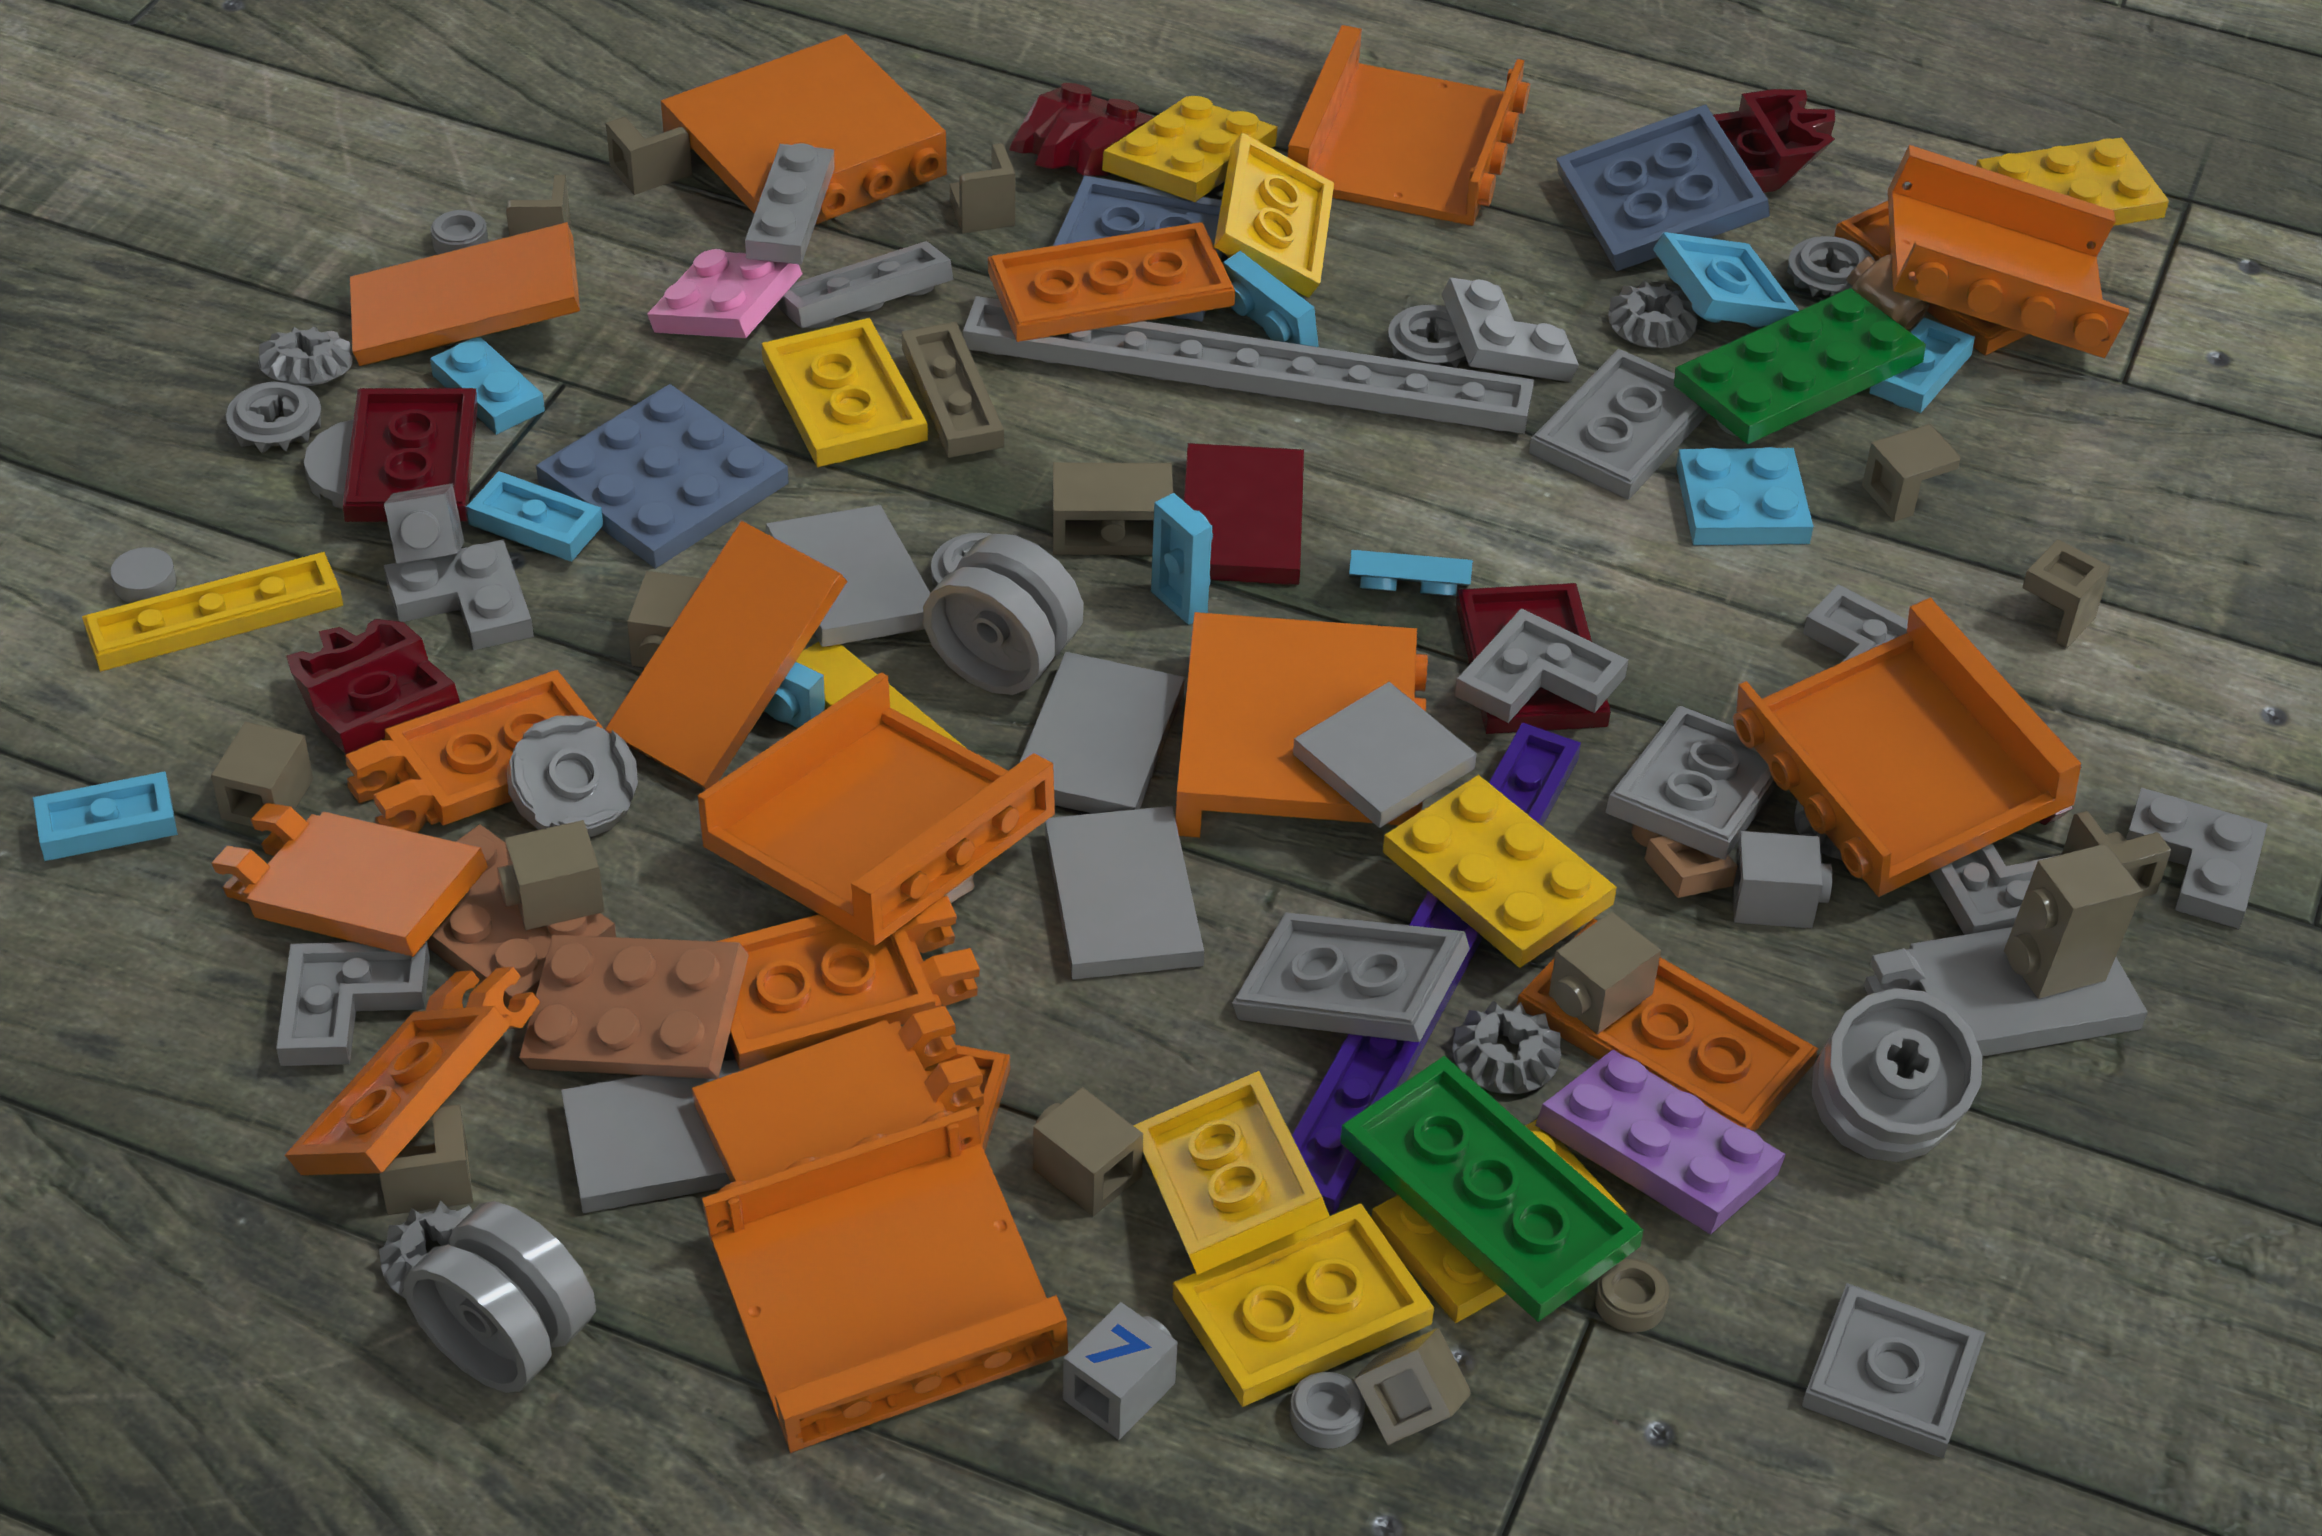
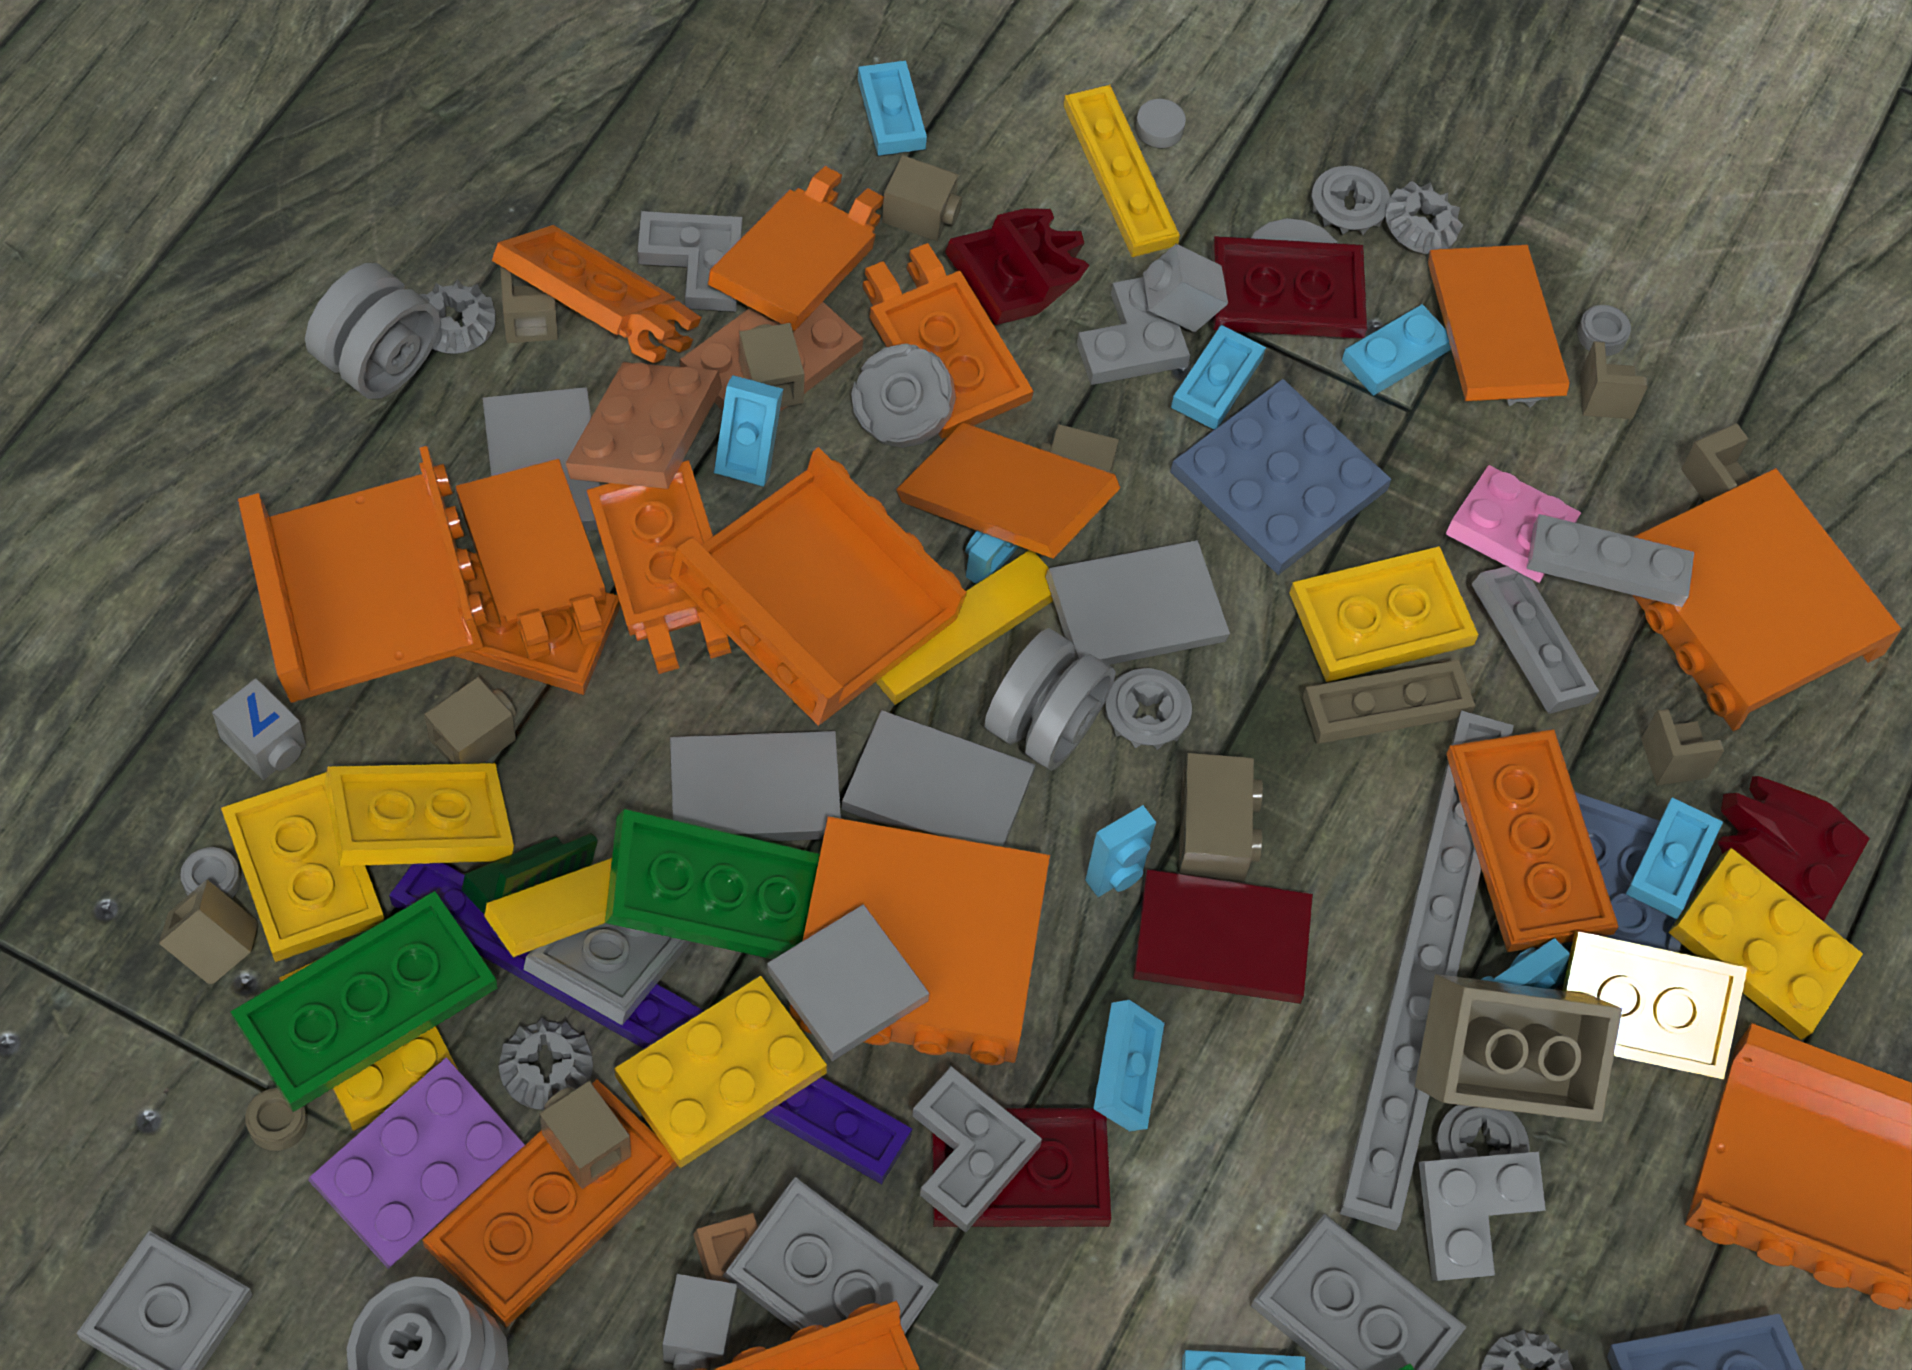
camera: 90 degrees right, 15 degrees up
(645, 888) = (748, 430): none -> medium azure plate
(1122, 183) = (1674, 858): none -> medium azure plate
(1286, 884) = (708, 885): none -> green plate
(1298, 1052) = (528, 868): none -> dark green panel
(1312, 983) = (551, 909): none -> yellow tile
(1357, 276) = (1518, 1048): none -> dark tan brick

